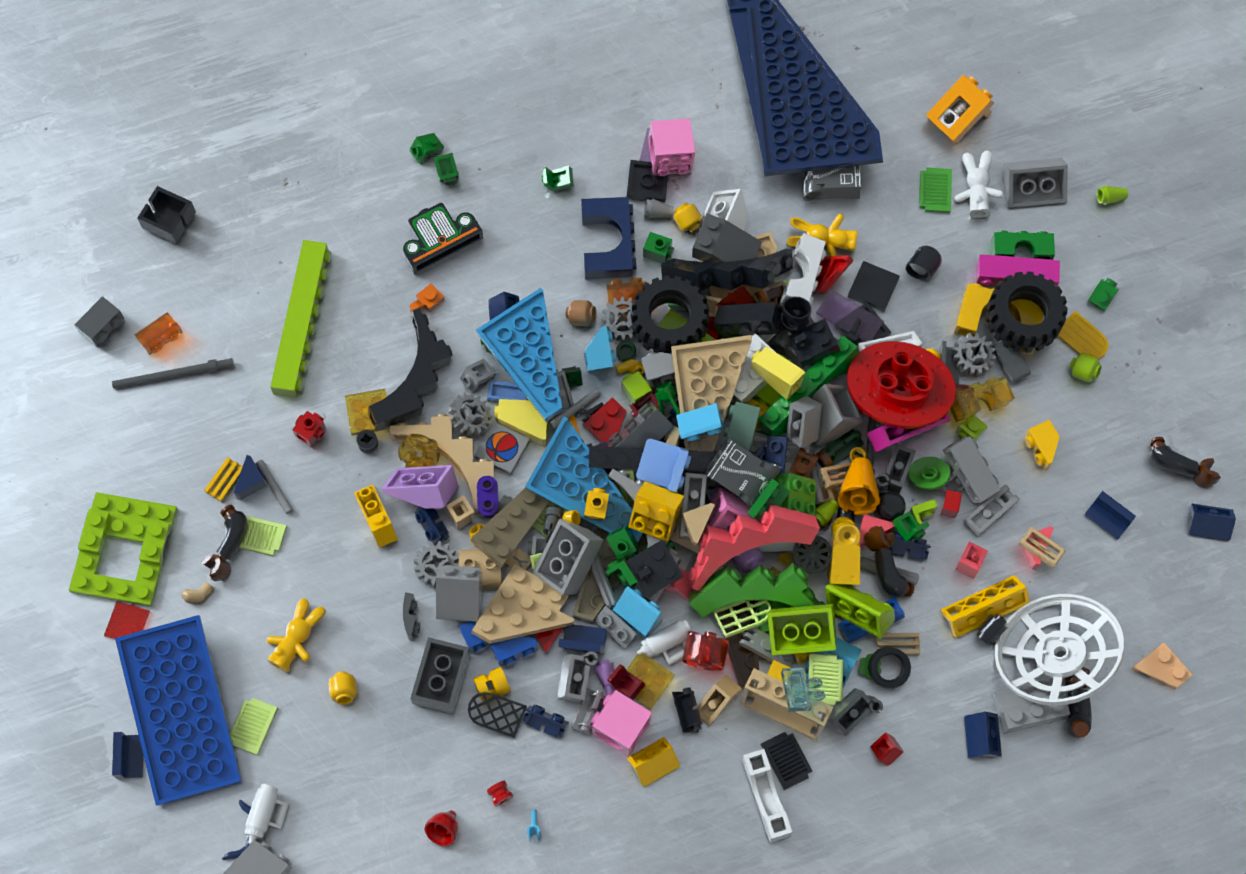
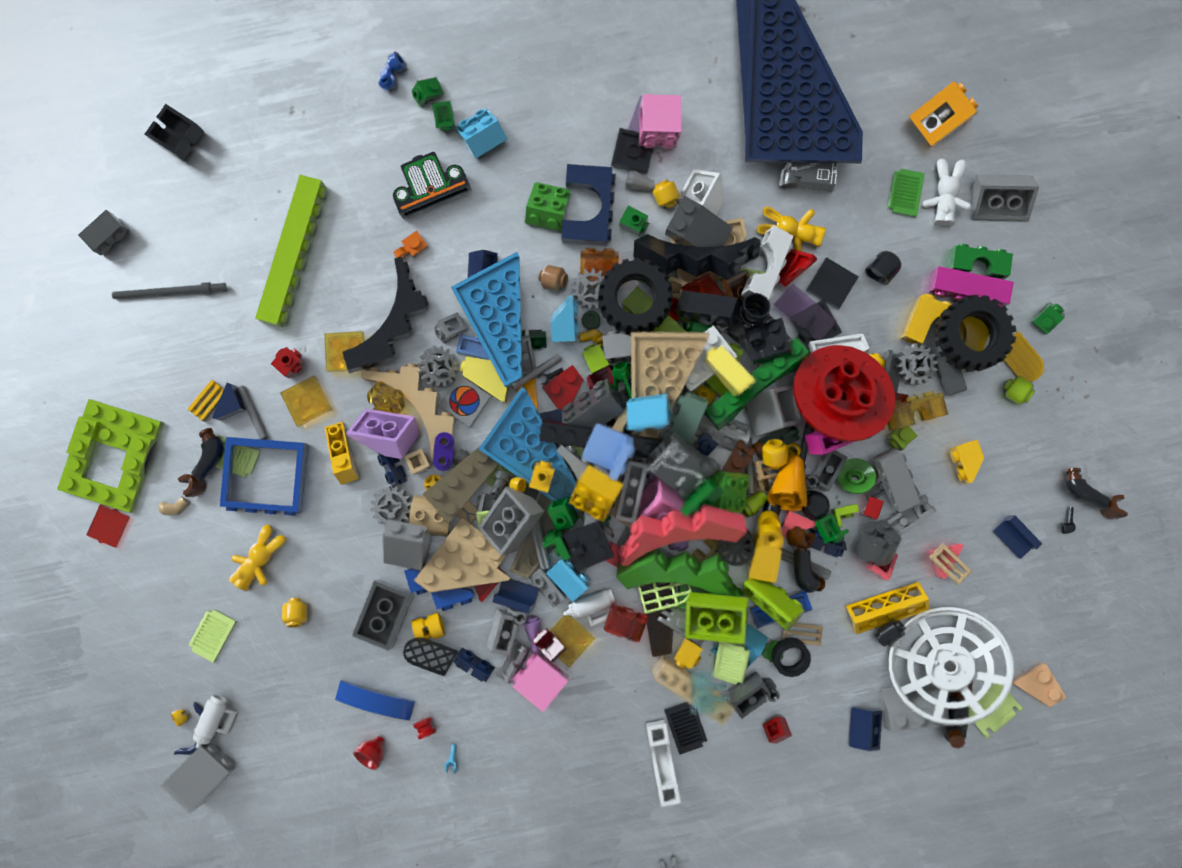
camera: 10 degrees right, 15 degrees up
(127, 756) = (97, 650): dark blue panel -> none
(158, 333) = (158, 250): clear orange bracket -> none
(178, 710) = (143, 617): blue plate -> none
(224, 817) = (178, 717): none -> yellow hinge
(295, 514) = (269, 508): none -> blue window
(331, 468) = (306, 401): none -> clear yellow plate
(368, 446) = (343, 383): black wheel -> none
(383, 139) = (387, 77): none -> blue arm
(410, 621) = (361, 560): dark grey slope -> none
(441, 772) = (374, 701): none -> blue slope
(487, 180) = (481, 132): none -> medium azure slope
(558, 178) = (548, 139): green bracket -> none
(565, 244) = (547, 206): none -> bright green bracket
(654, 761) = (566, 714): yellow panel -> none
(689, 718) = (600, 668): black hinge -> none
(696, 520) = (632, 510): tan slope -> none
(718, 699) = (631, 666): tan slope -> none
(776, 451) = (717, 444): dark blue hinge -> none
(803, 422) = (746, 419): light grey hinge -> none
(839, 456) = (775, 454): none -> yellow head
(962, 535) = (877, 543): none -> dark grey brick
(1111, 194) = (1073, 218): lime cone -> none
(1117, 699) = (1001, 715): none -> yellowish green piece
(1163, 499) = (1069, 526): none -> black hand
(1211, 522) = (1111, 553): dark blue panel -> none

